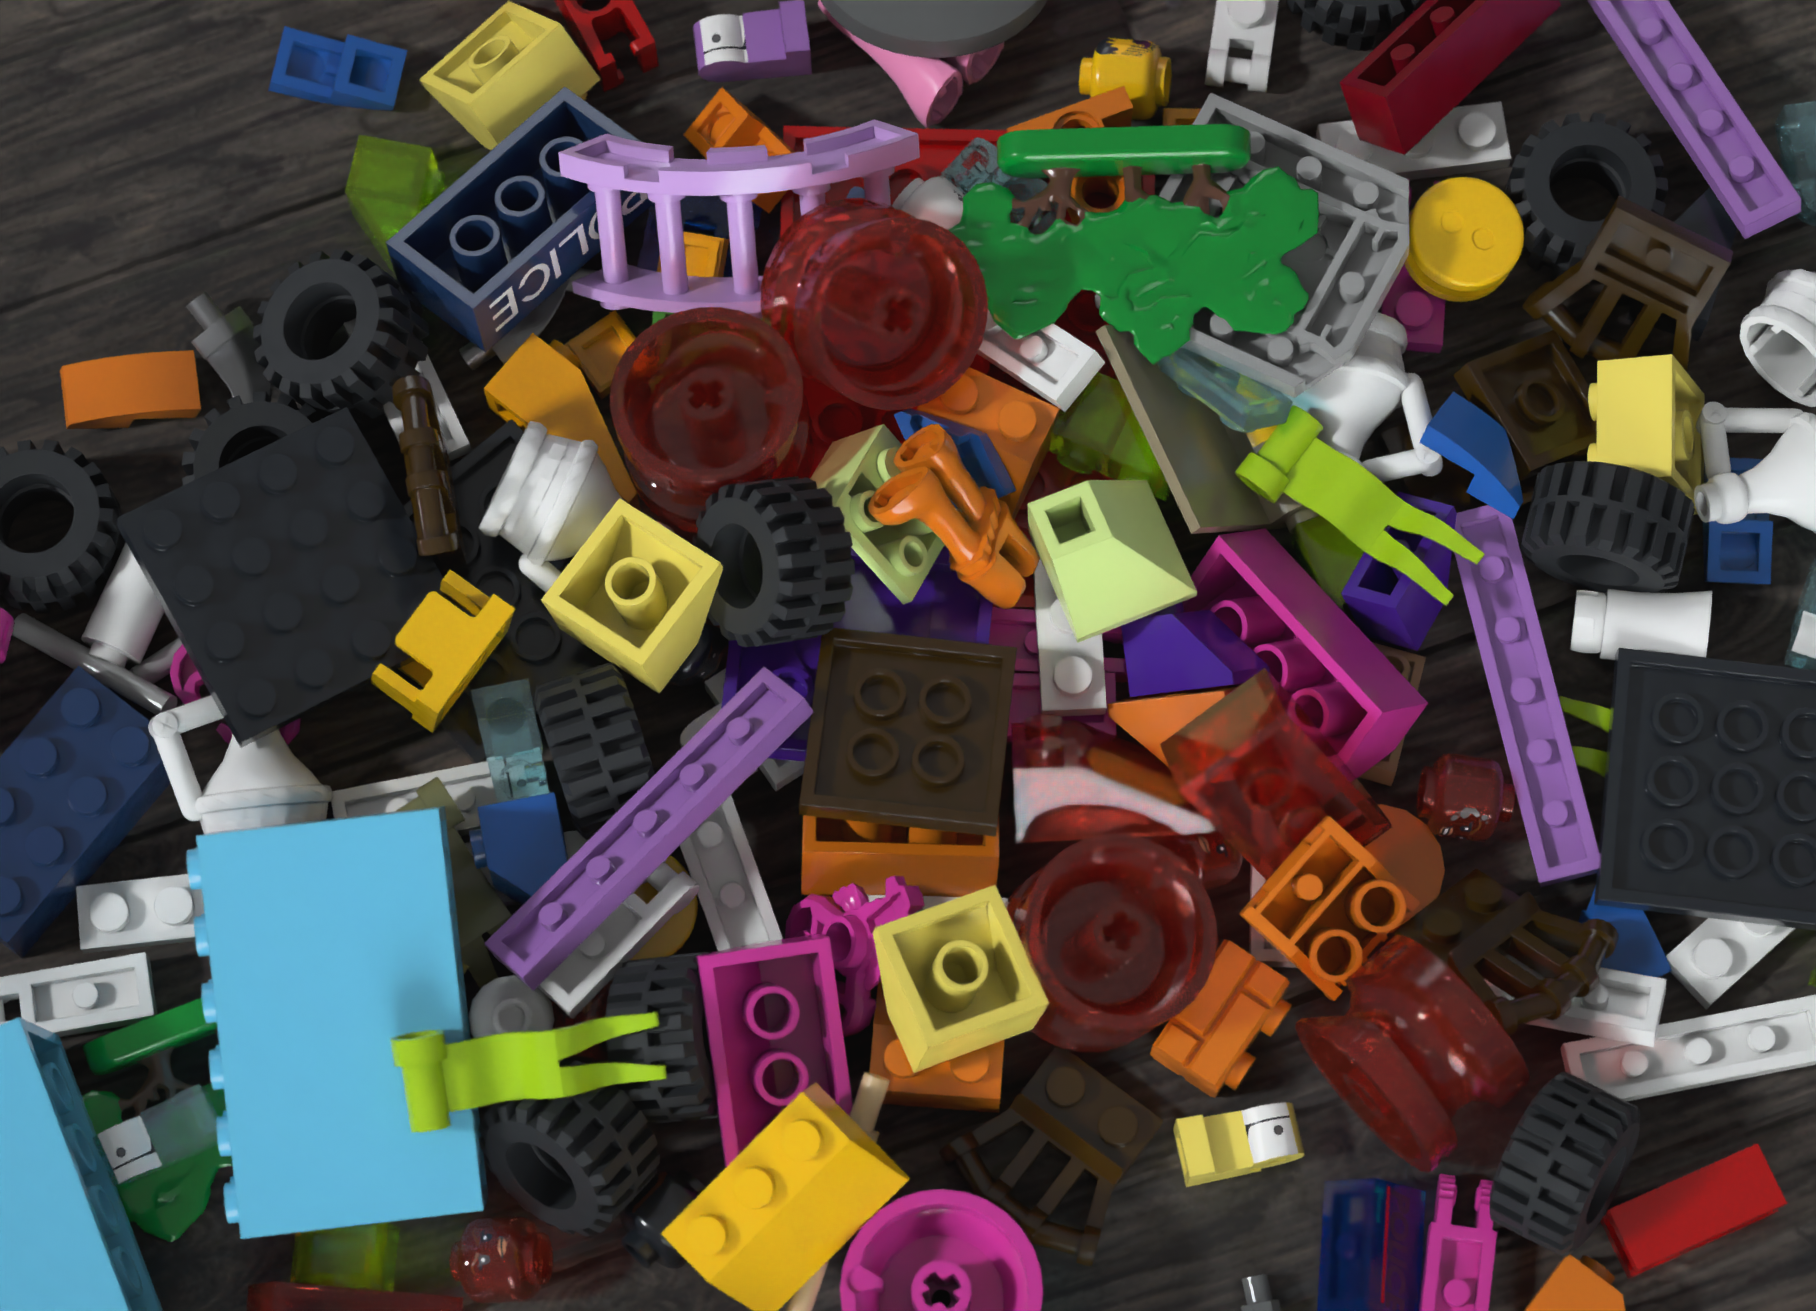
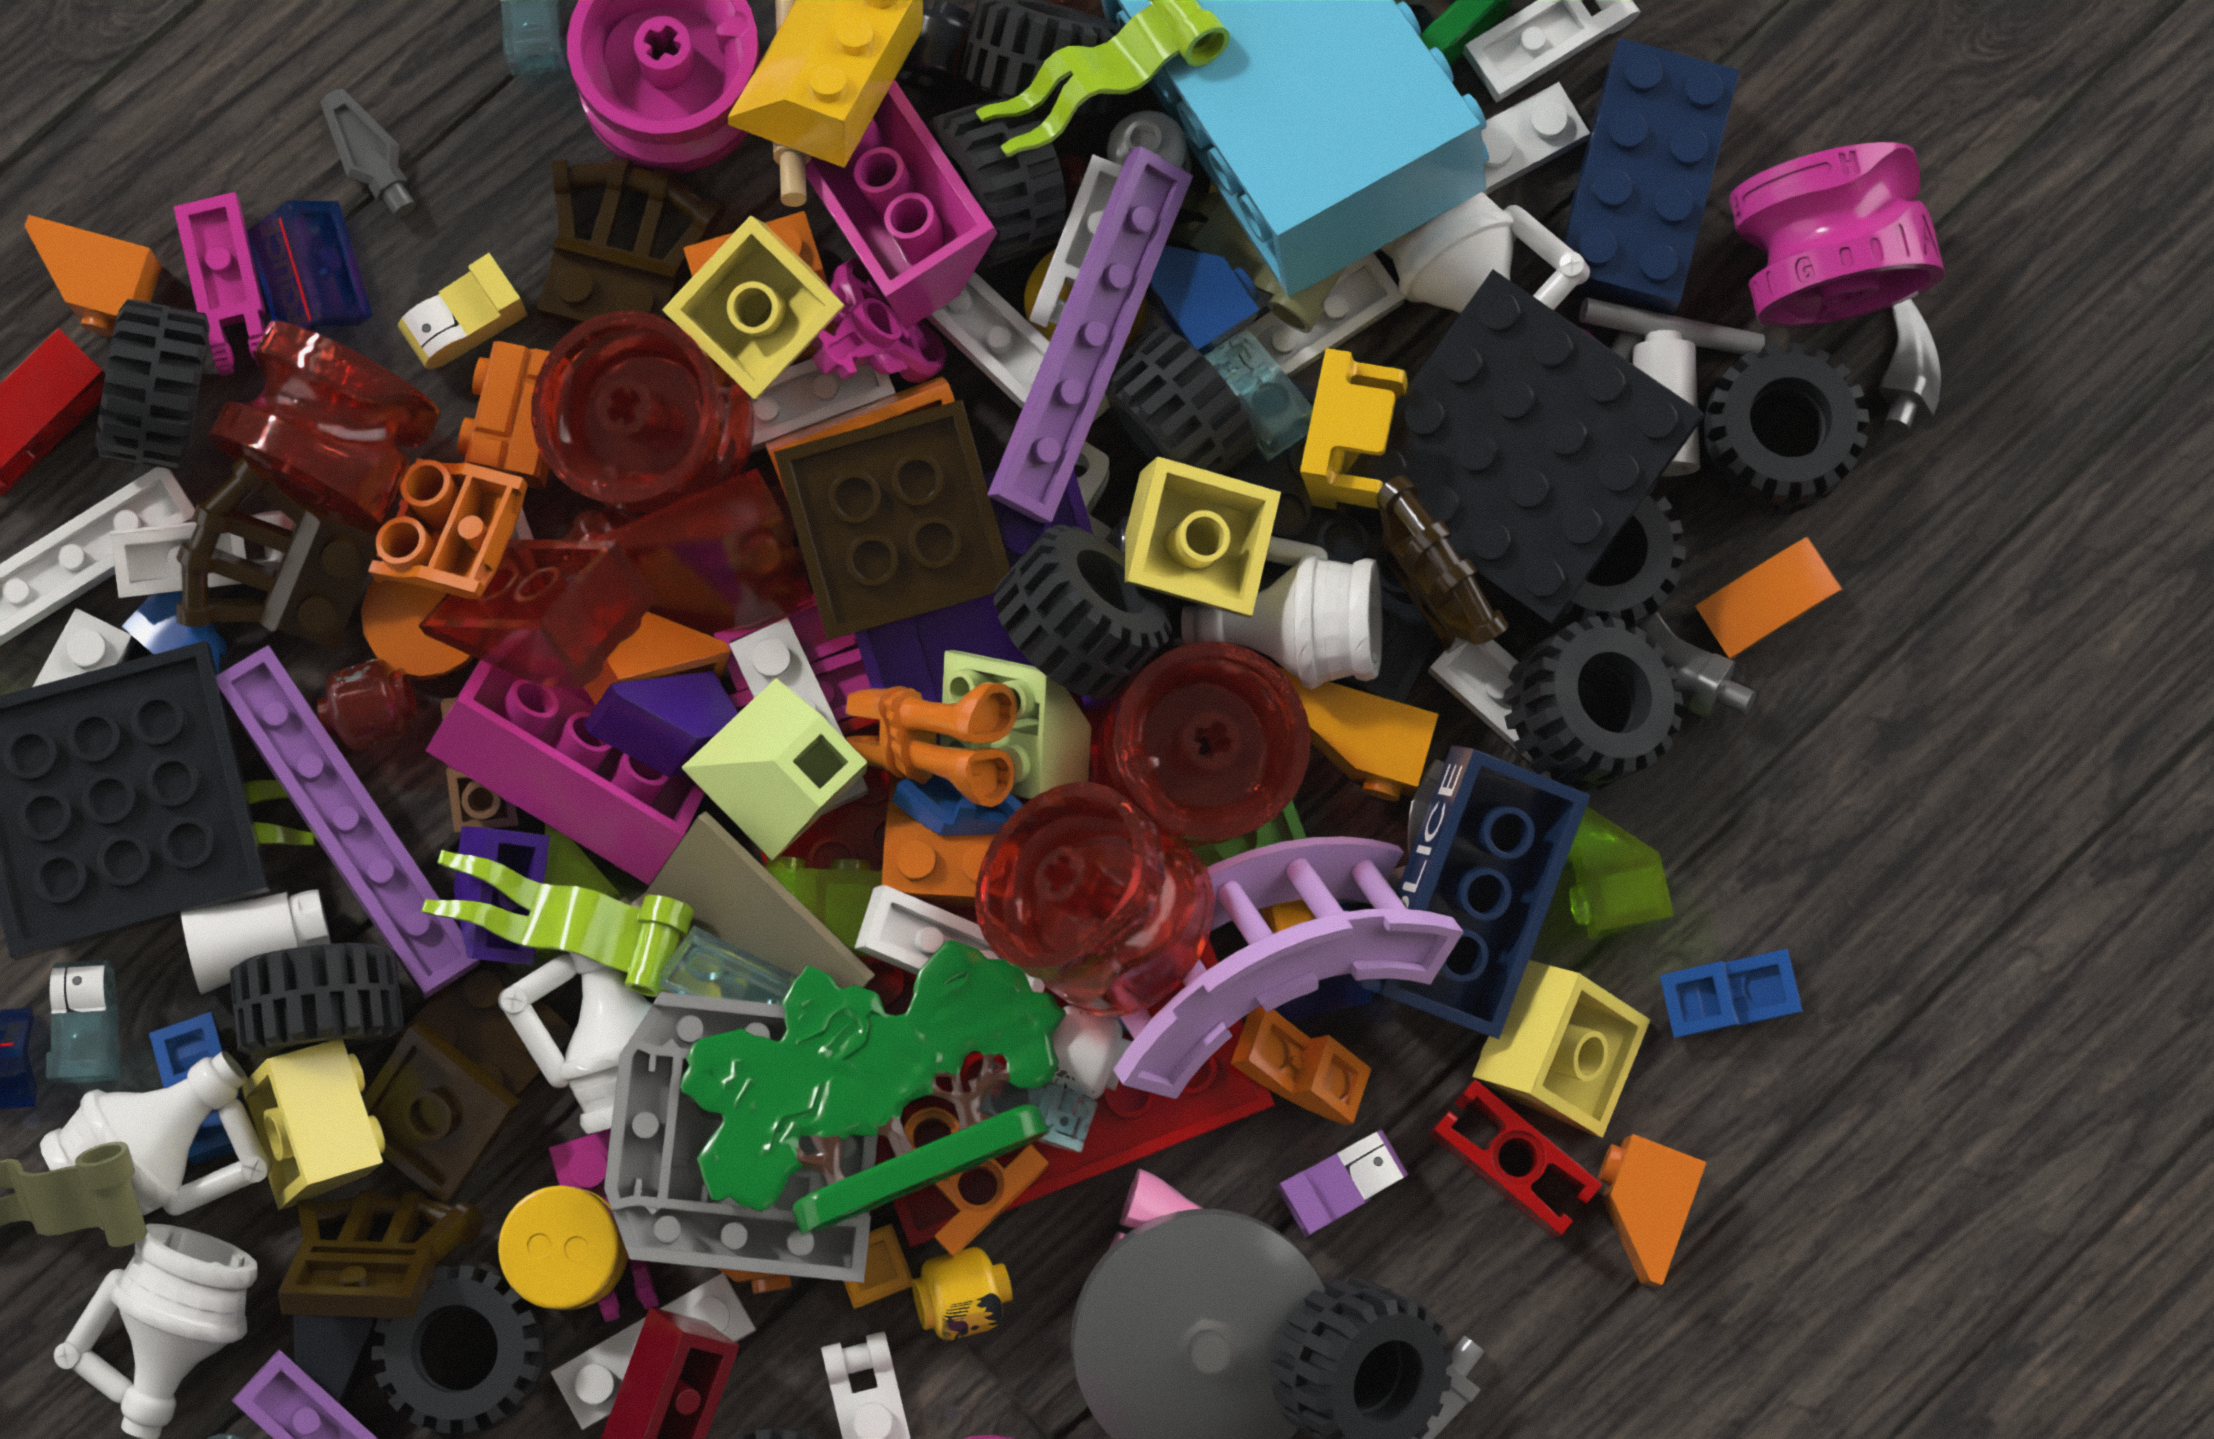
camera: 150 degrees right, 5 degrees up
(601, 350) = (1343, 811): light orange tile -> none
(1480, 446) = (468, 1025): blue slope -> none

